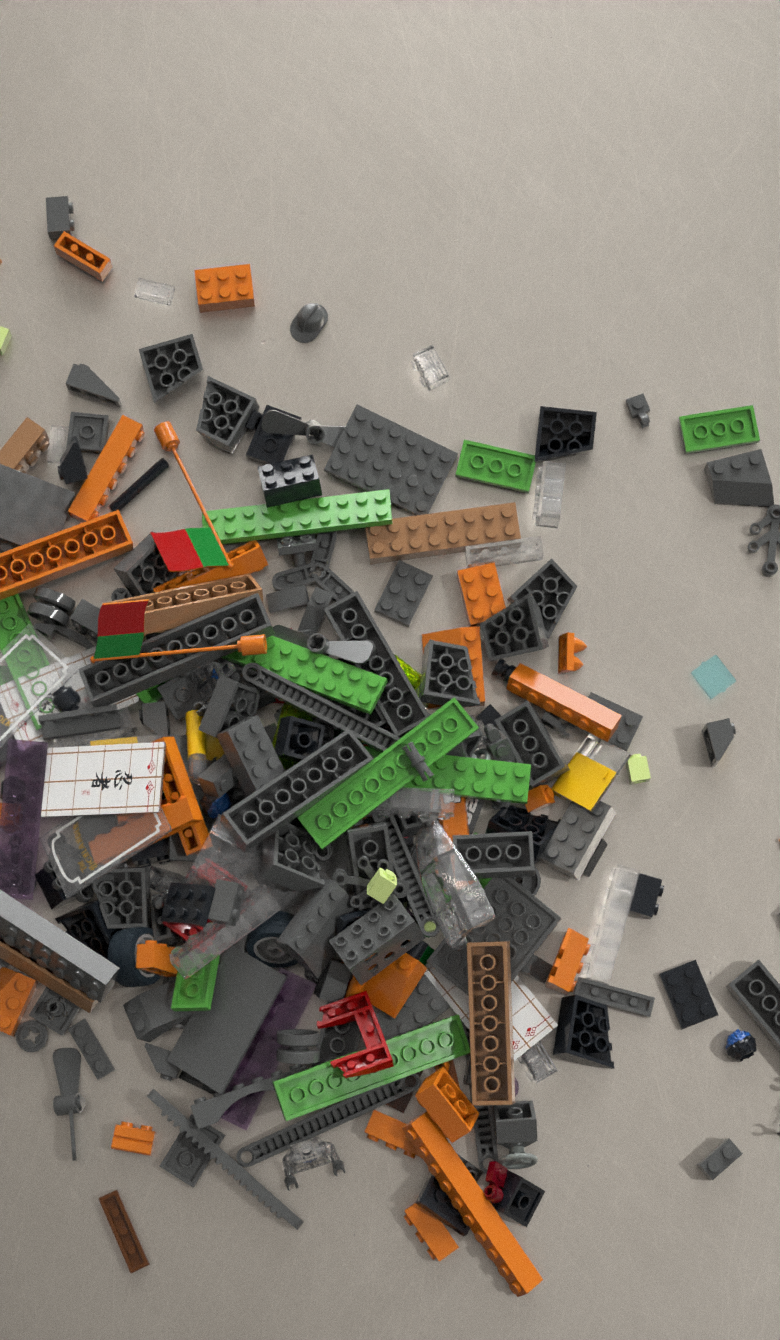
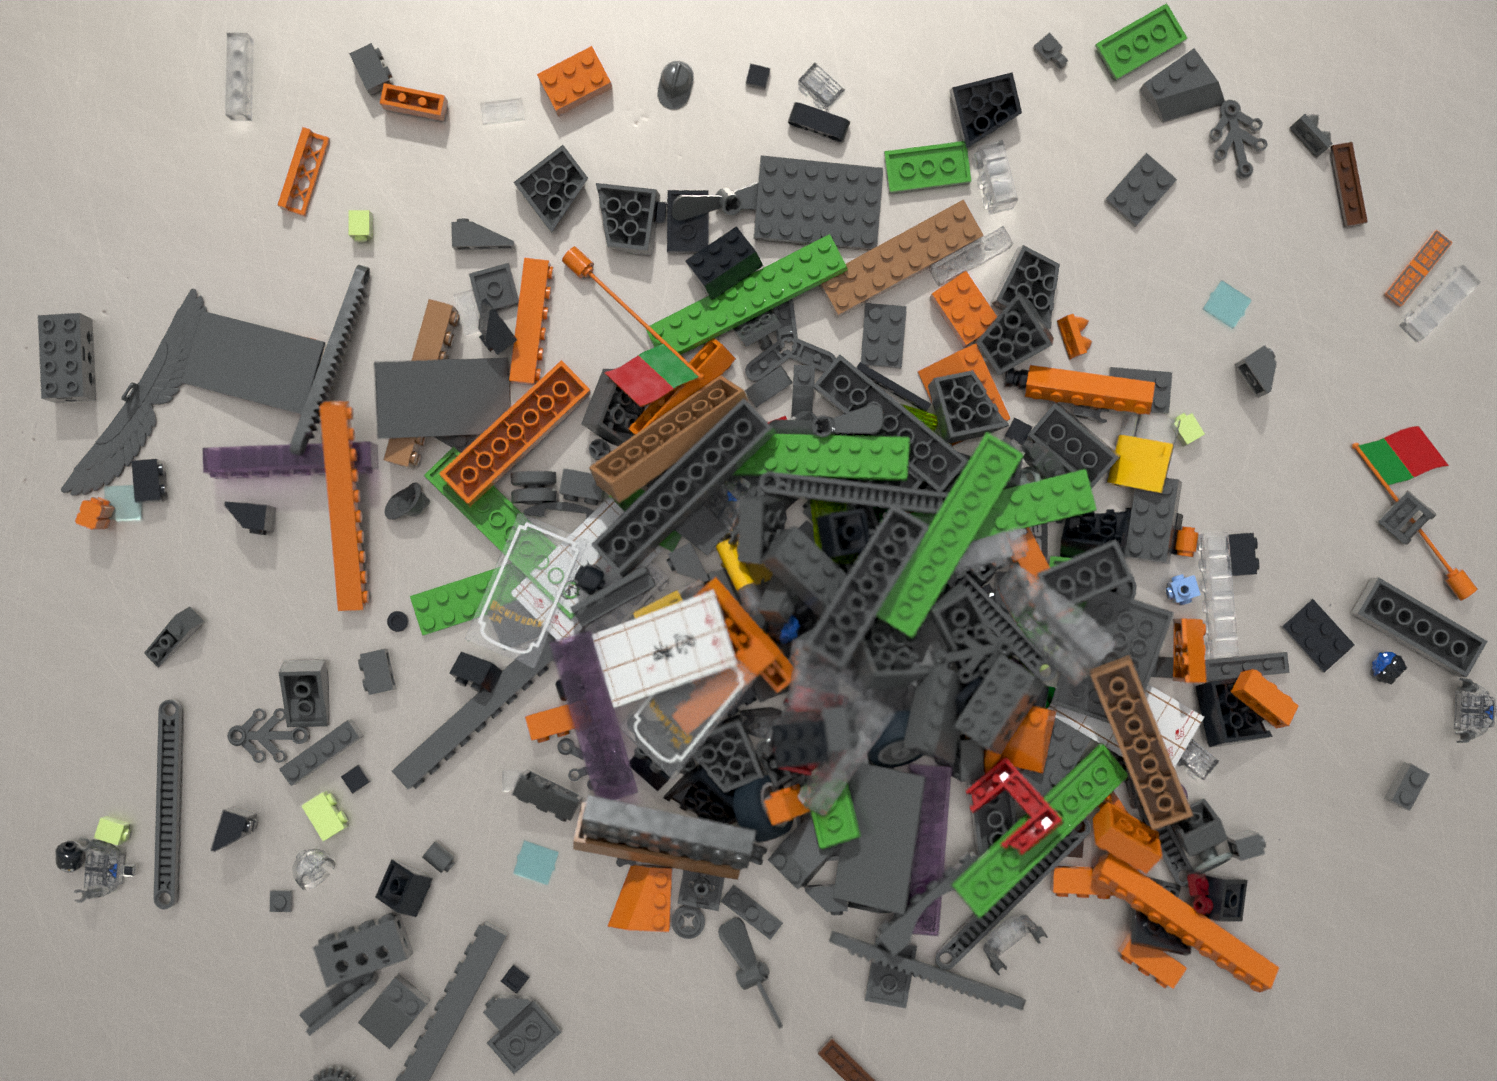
camera: 20 degrees left, 10 degrees up
(114, 997) = (757, 854): none -> dark grey wheel
(123, 633) = (624, 492): flag -> none
(134, 1139) = (829, 984): orange brick -> none
(139, 485) = (569, 325): black axle -> none
(298, 1046) = (960, 838): dark grey wheel -> none
(381, 340) = (757, 76): none -> black tile
(382, 885) = (987, 651): yellowish green brick -> none
(395, 639) = (894, 388): none -> black tile
(417, 396) = (818, 122): none -> black beam
(417, 761) = (976, 513): dark grey pin -> none
(539, 798) = (1103, 494): orange brick -> none
(554, 1155) = (1246, 845): none -> dark grey brick
(588, 904) = (1189, 586): none -> light blue brick
(601, 867) = (1186, 541): none -> orange brick
(618, 1030) = (1265, 698): none -> orange brick
(673, 552) = (1140, 189): none -> dark grey plate

